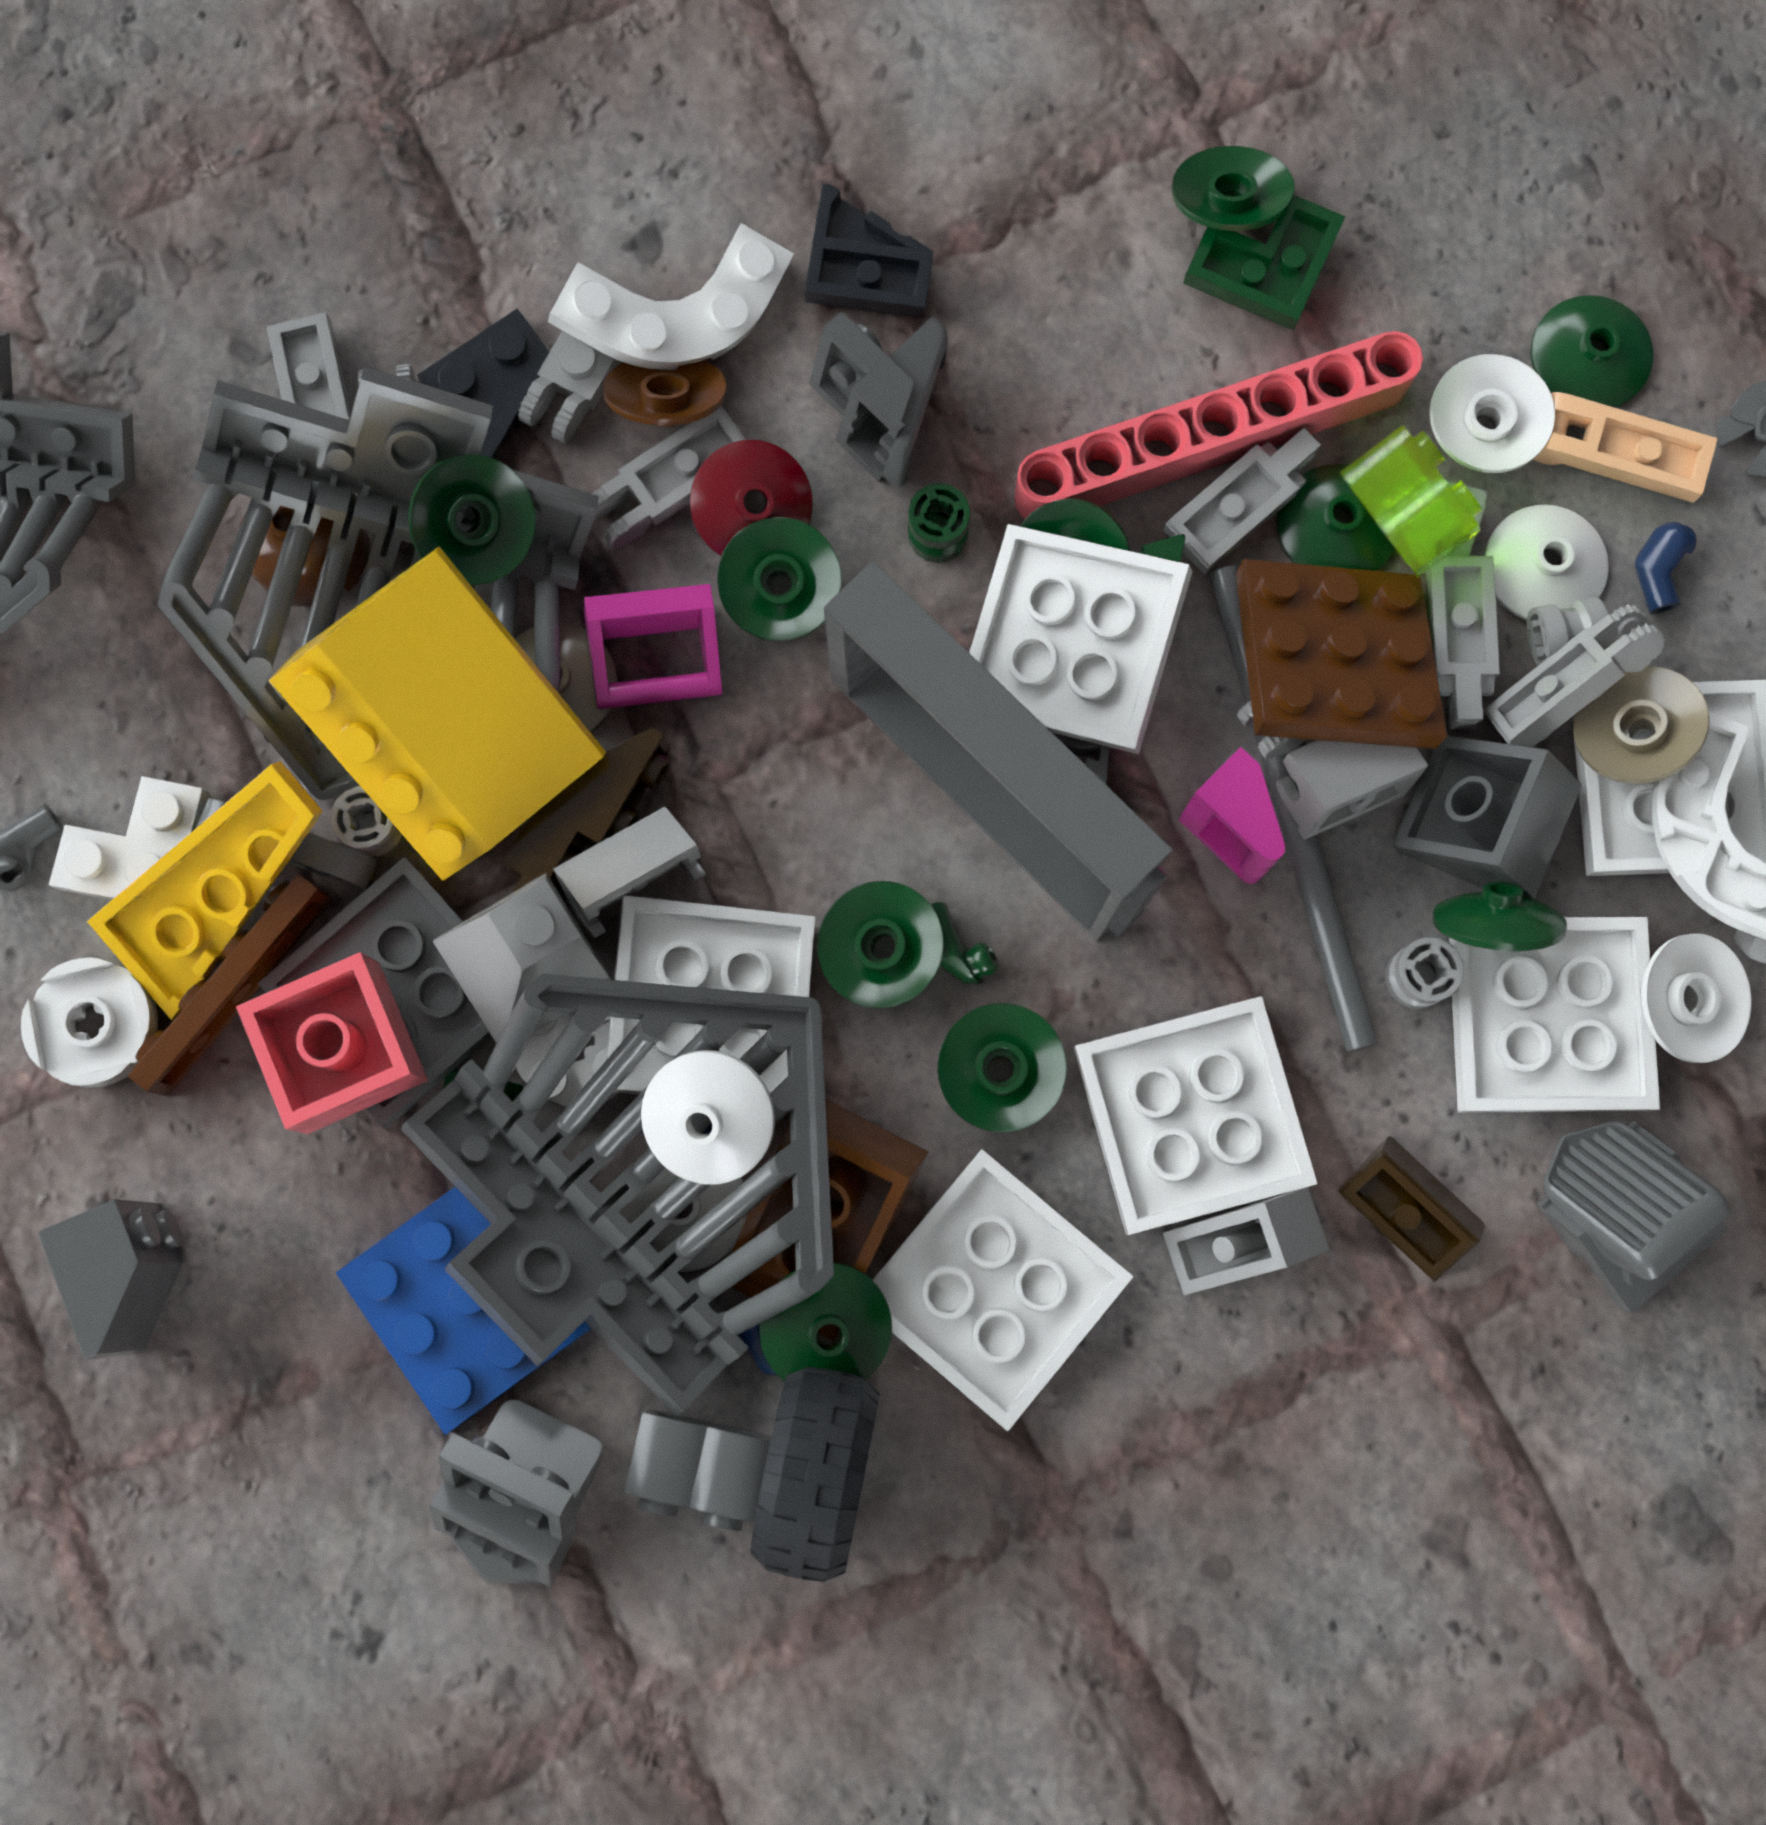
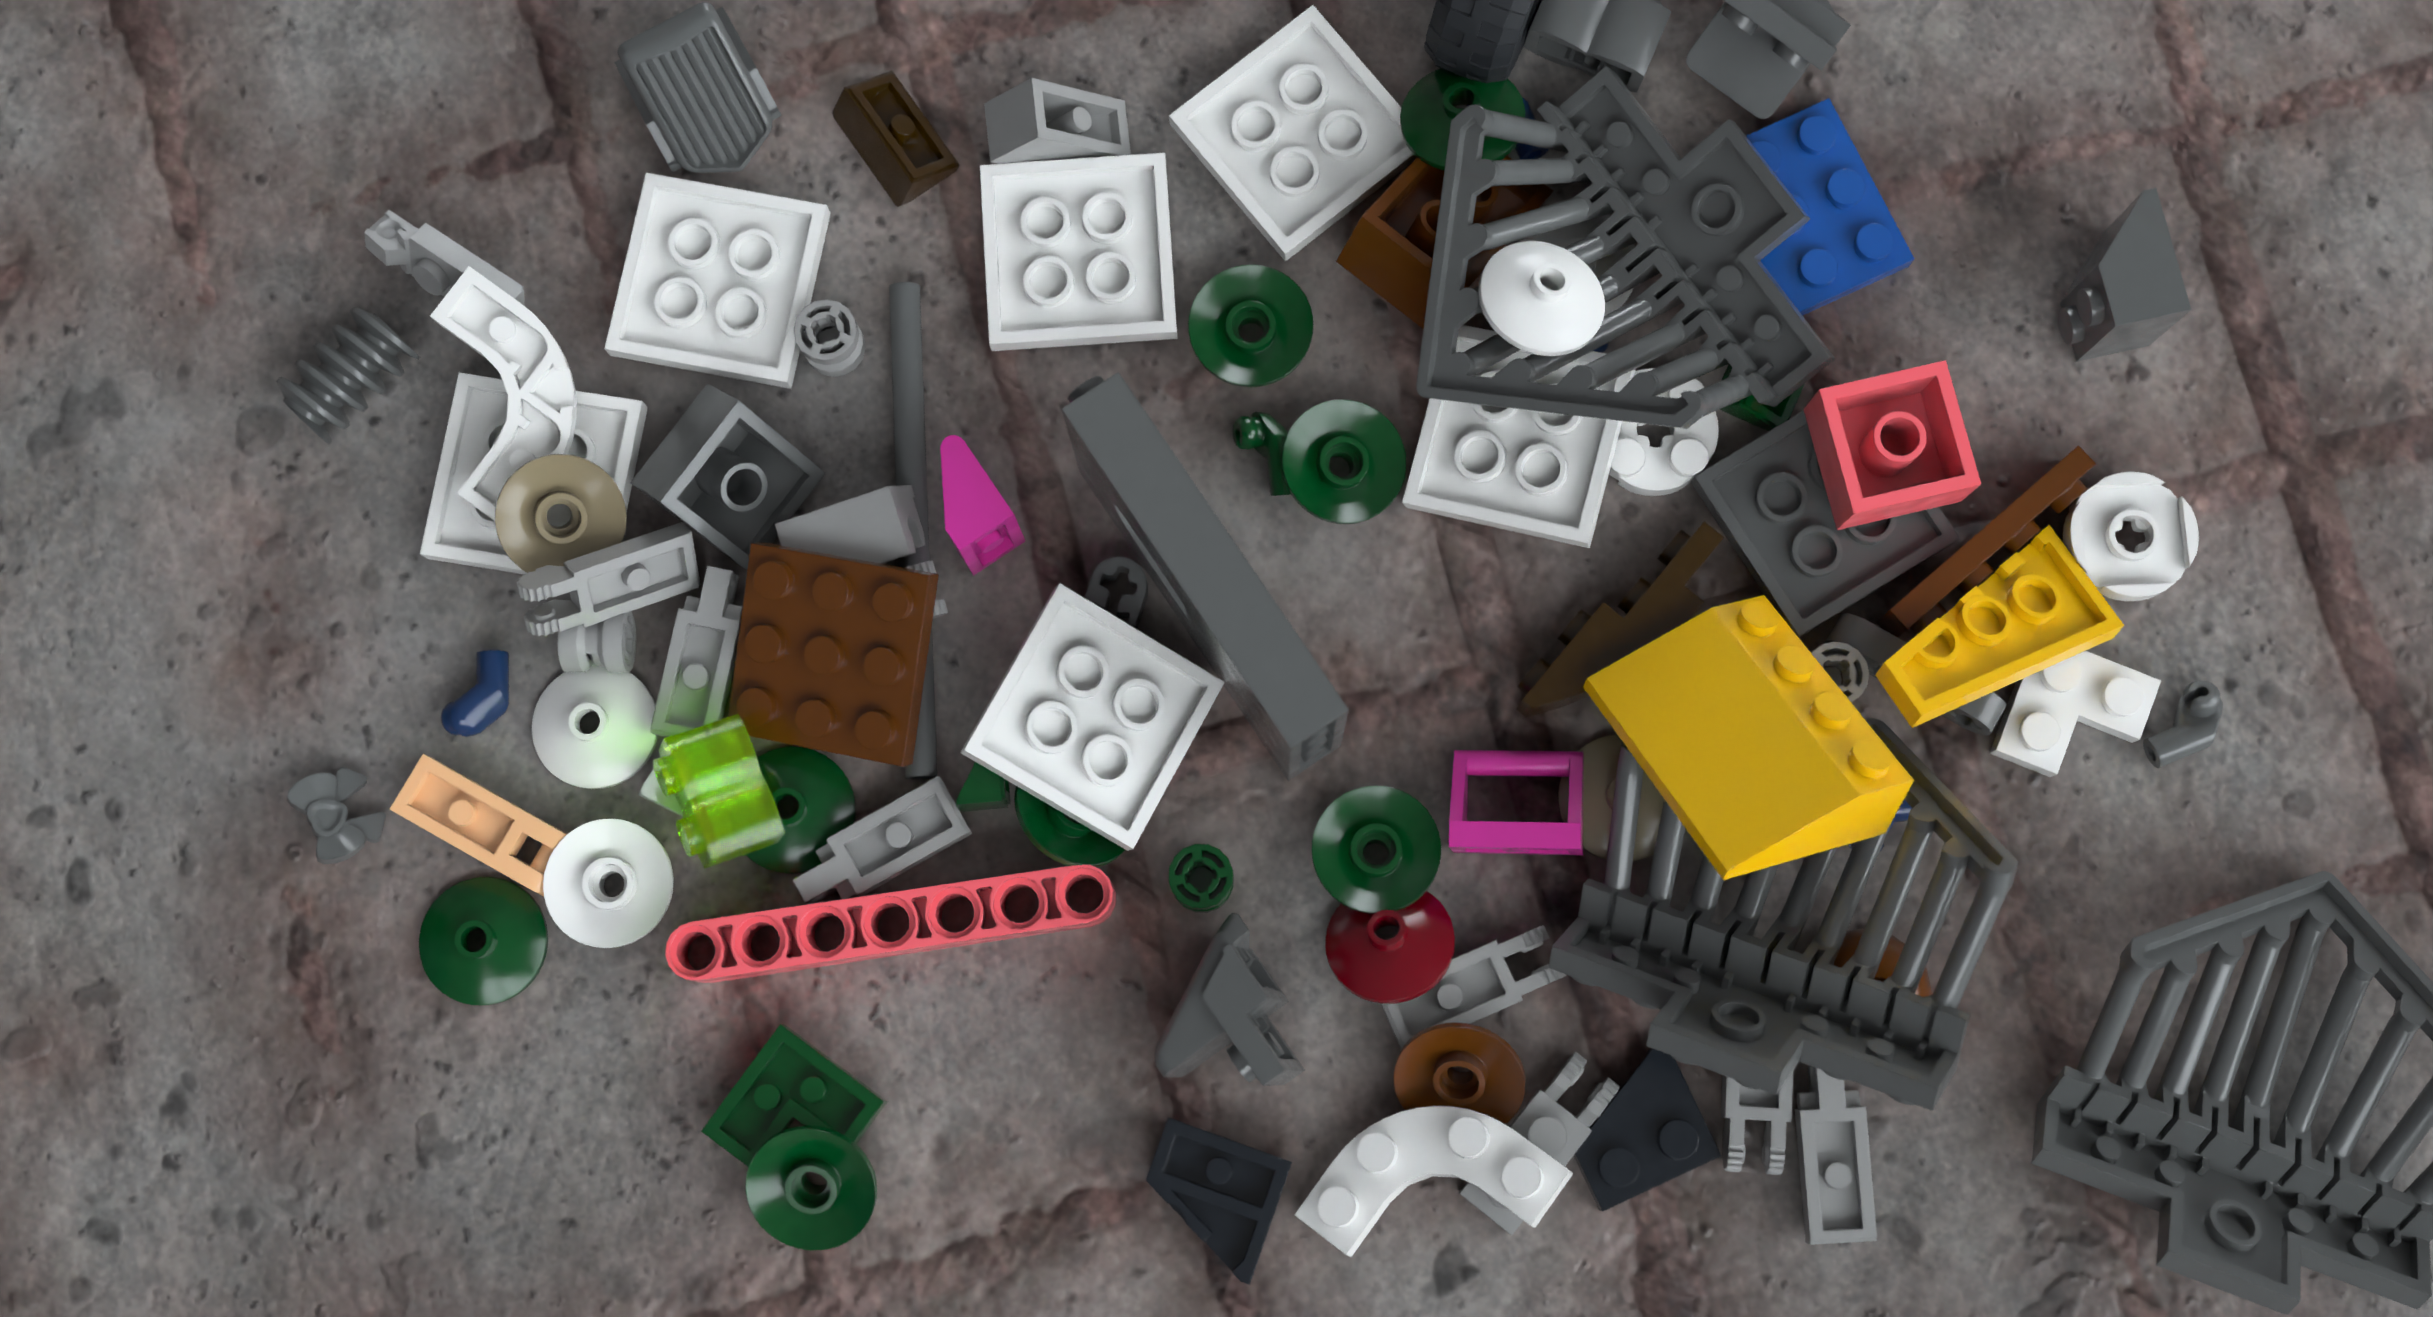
camera: 165 degrees left, 0 degrees up
(501, 511) = (1669, 923): dark green dish -> none
(514, 944) = (1695, 500): light grey slope -> none
(626, 865) = (1579, 573): light grey hinge -> none
(1499, 919) = (749, 362): dark green dish -> none
(1696, 998) = (581, 265): white dish -> none

